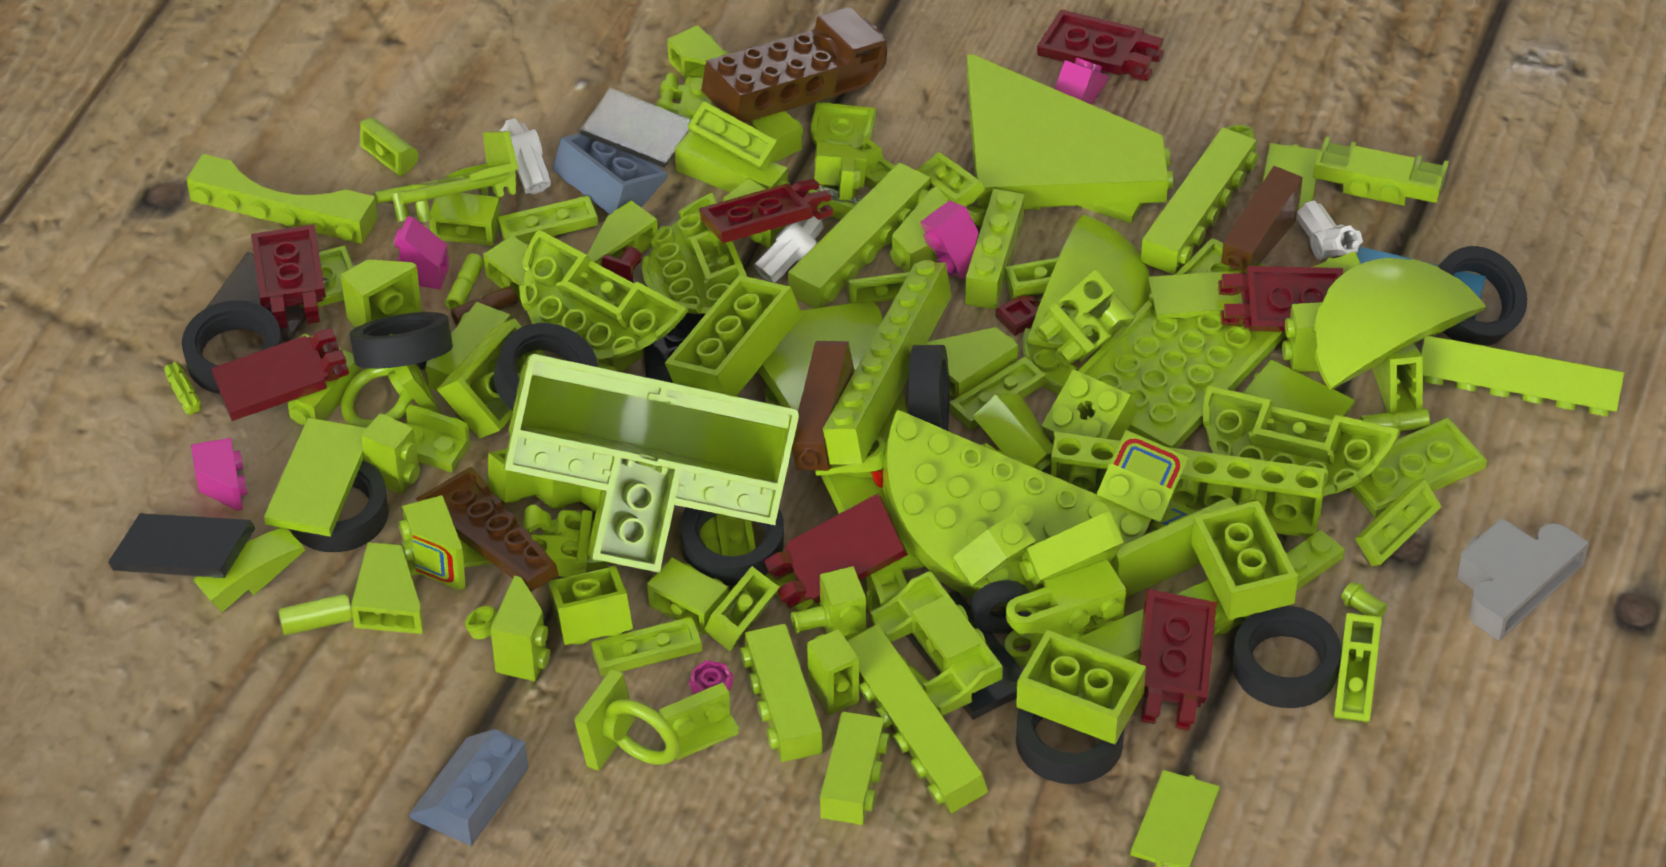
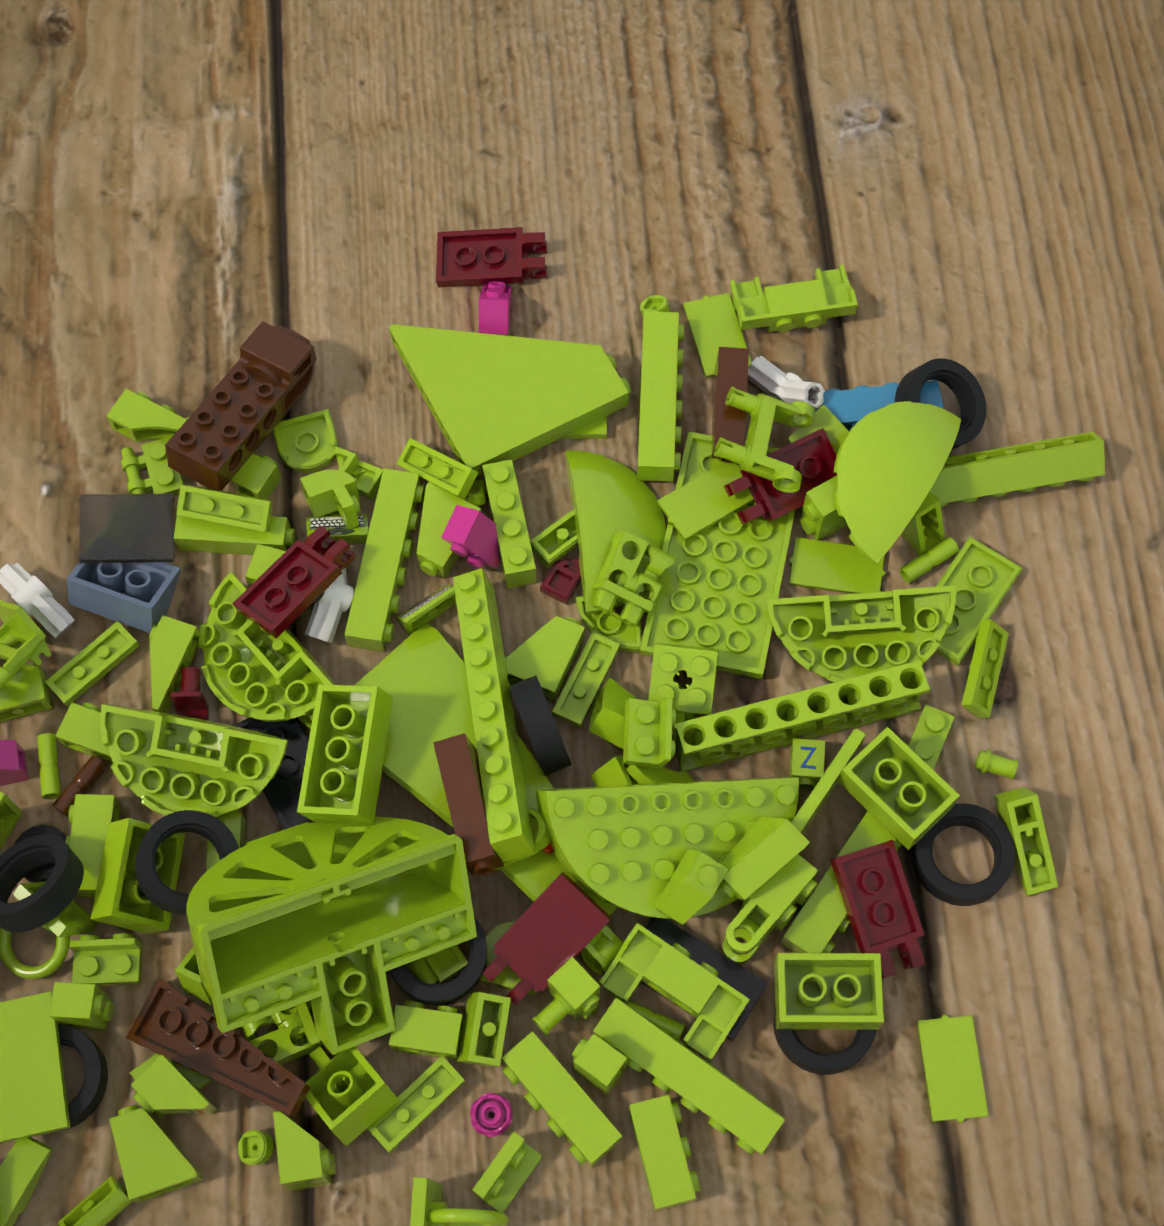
camera: 25 degrees left, 20 degrees up
(992, 595) = (710, 926): black tyre -> none
(1024, 429) = (648, 732): none -> lime bracket
(1143, 476) = (776, 744): lime slope -> none
(1255, 256) = (752, 456): none -> lime connector
(1516, 572) = (1103, 679): light grey brick -> none

